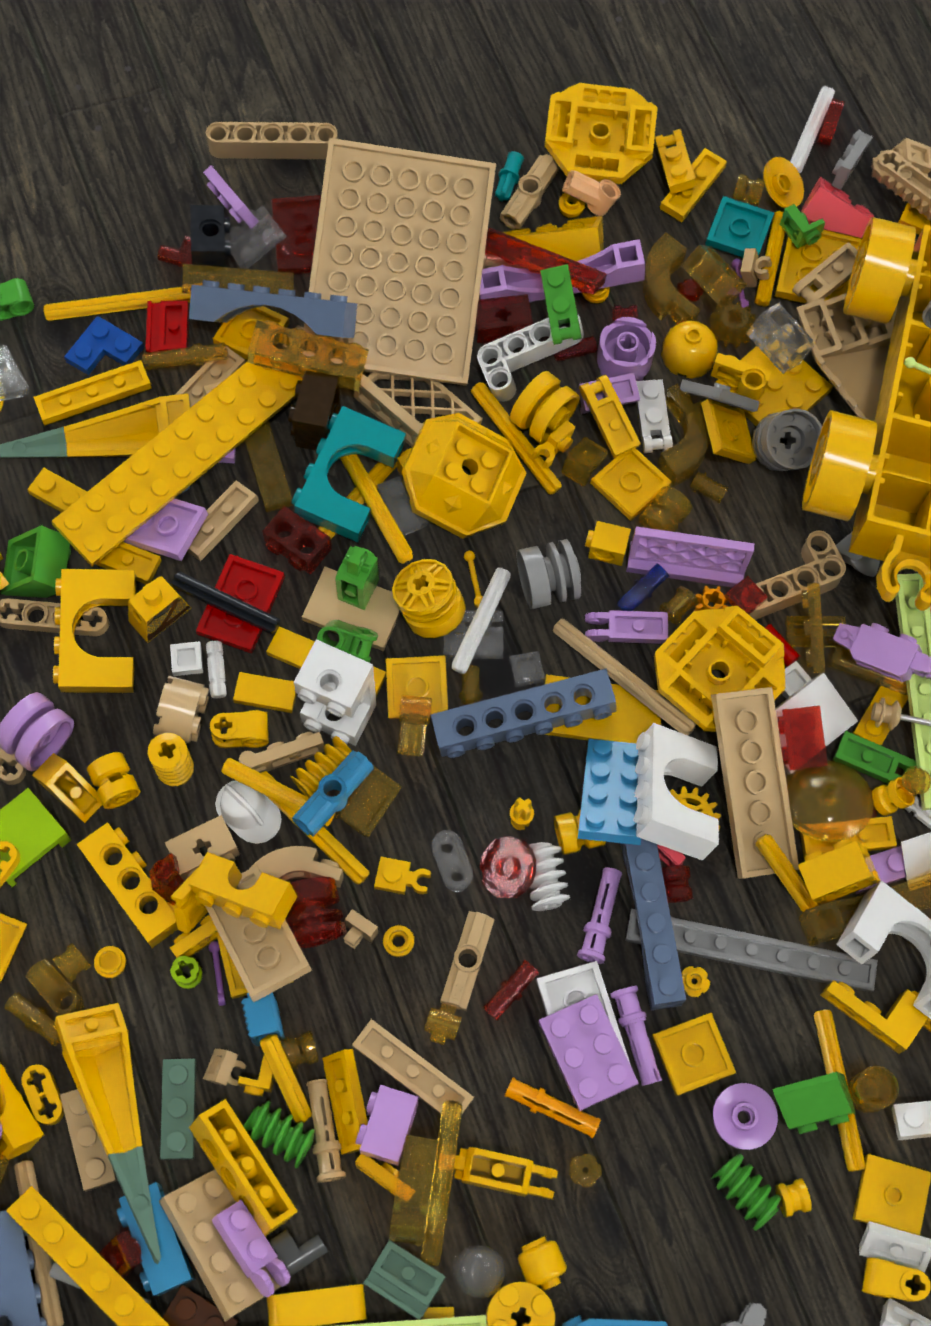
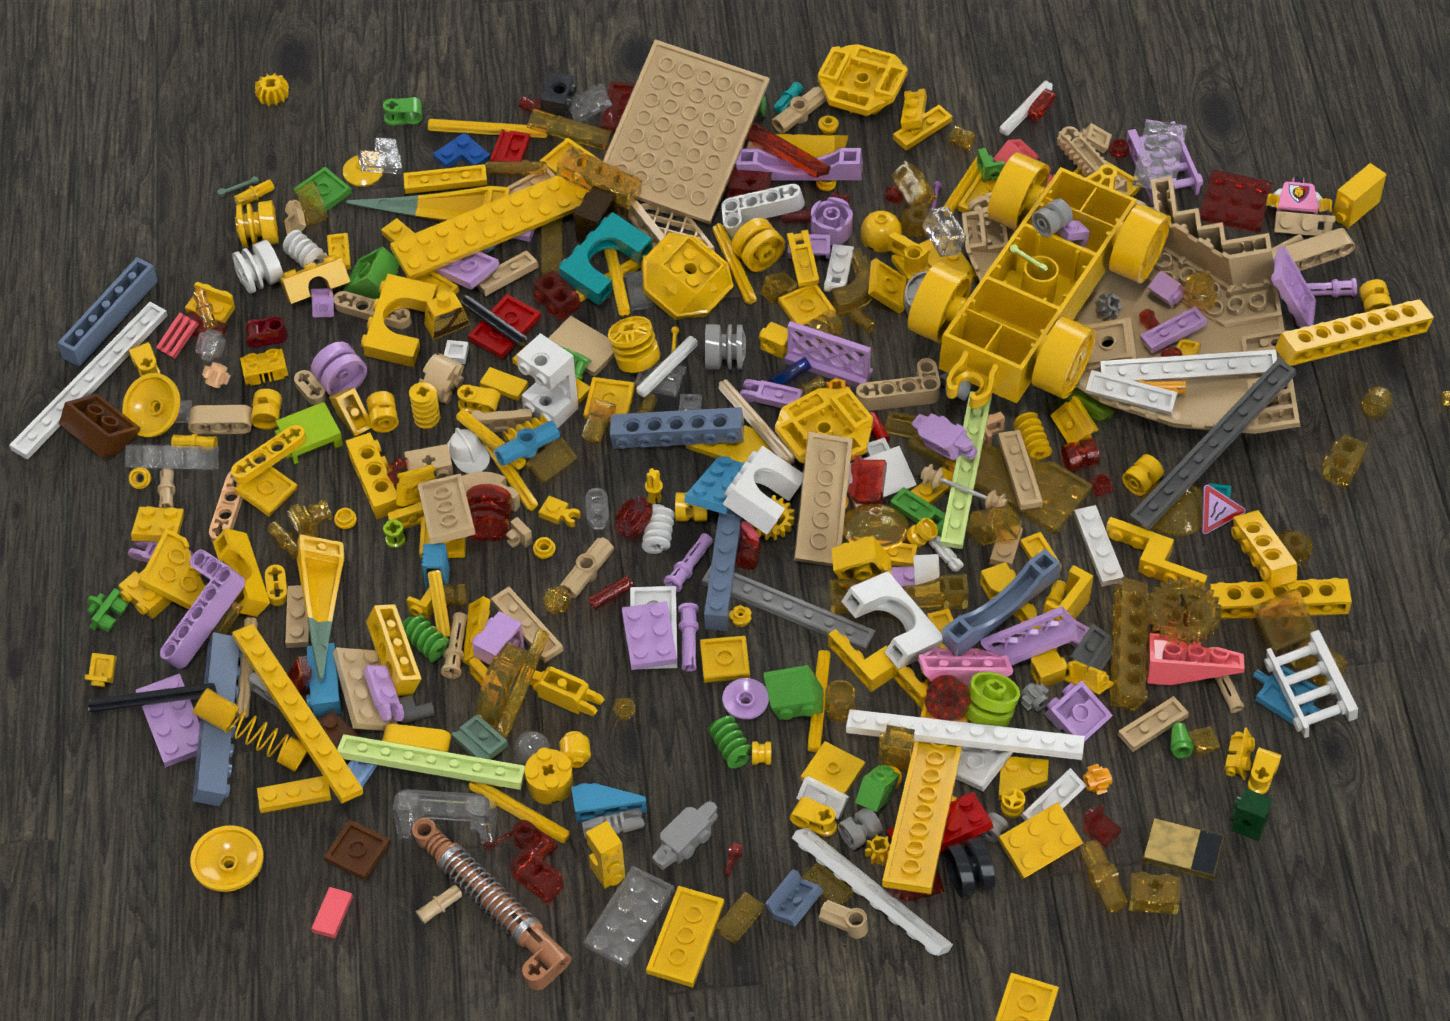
camera: 20 degrees right, 15 degrees down
(178, 1109) = (356, 628): sand green plate -> none
(214, 948) = (417, 526): medium lavender hinge -> none
(216, 669) = (474, 363): white axle -> none
(221, 1066) = (399, 593): tan tile -> none
(229, 198) = (580, 74): lavender plate -> none
(263, 903) = (433, 476): yellow arch -> none
(269, 140) = (616, 42): tan beam -> none
(324, 317) = (551, 137): sand blue arch -> none
(357, 577) = (587, 319): bright green hinge -> none
(552, 1107) = (595, 651): light orange pin -> none
(557, 441) = (759, 270): yellow plate -> none
(560, 303) = (788, 177): bright green plate -> none
(597, 195) = (848, 120): light nougat piece -> none
(658, 290) = (874, 179): clear yellow arch -> none
(719, 393) = (886, 257): light grey plate -> none
(739, 227) = (946, 161): teal plate -> none
(746, 595) = (859, 386): clear red tile -> none
(752, 265) = (946, 187): tan tile -> none
(783, 182) = (989, 135): yellow dish -> none
(785, 871) = (823, 553): yellow axle -> none
(813, 627) = (903, 416): clear yellow plate -> none
(850, 158) = (1046, 131): light grey hinge -> none
(916, 781) = (938, 521): clear yellow plate -> none

